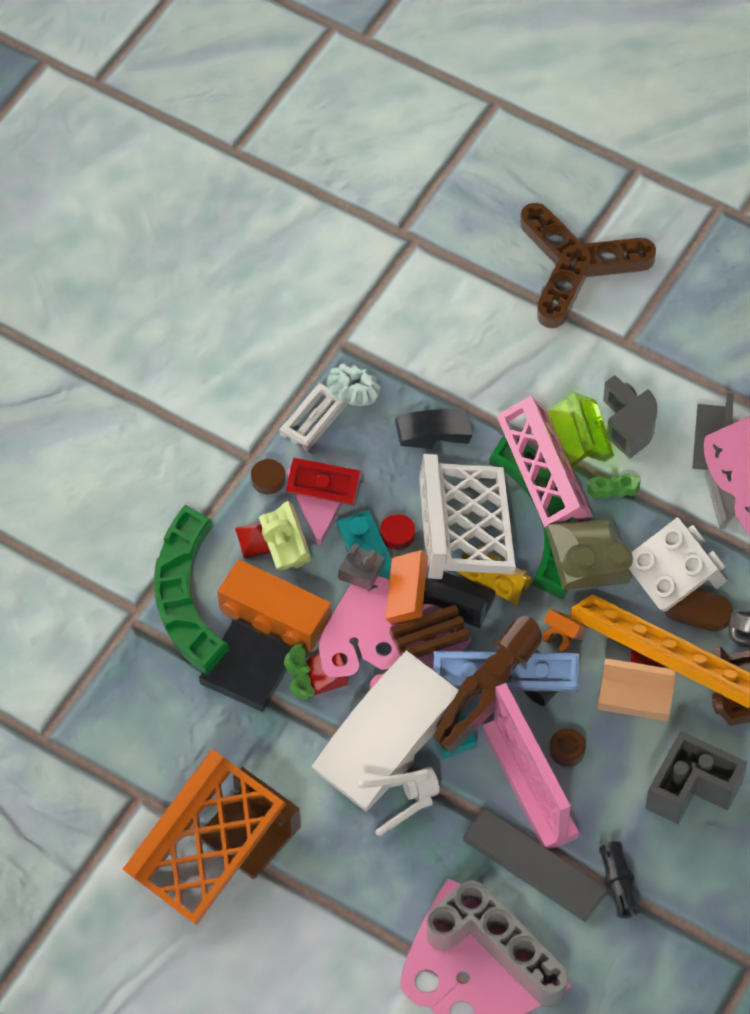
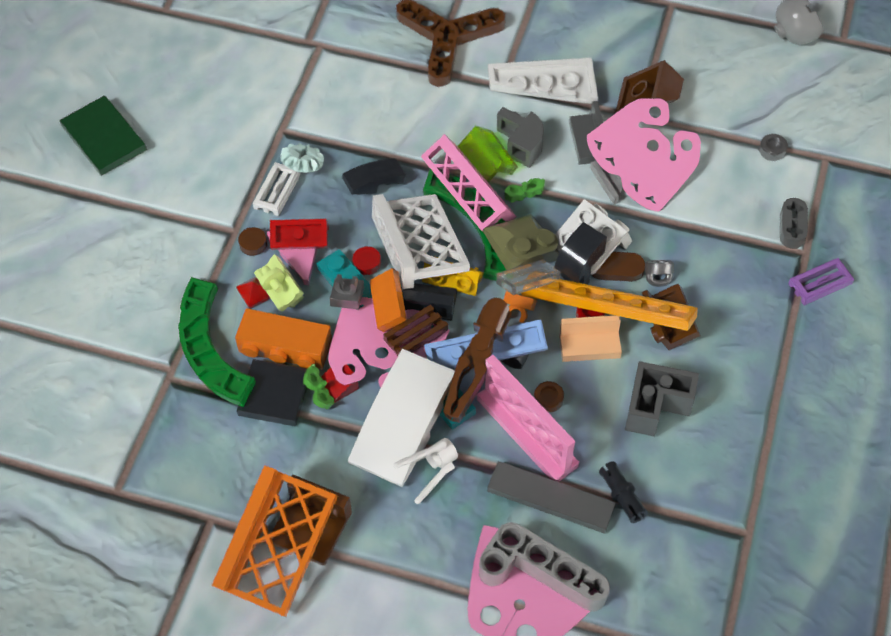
camera: 15 degrees left, 0 degrees up
(122, 301) = (103, 135): none -> dark green tile
(582, 597) = (528, 277): none -> clear tile
(651, 584) = (580, 254): none -> black brick
(688, 349) = (550, 79): none -> white wing

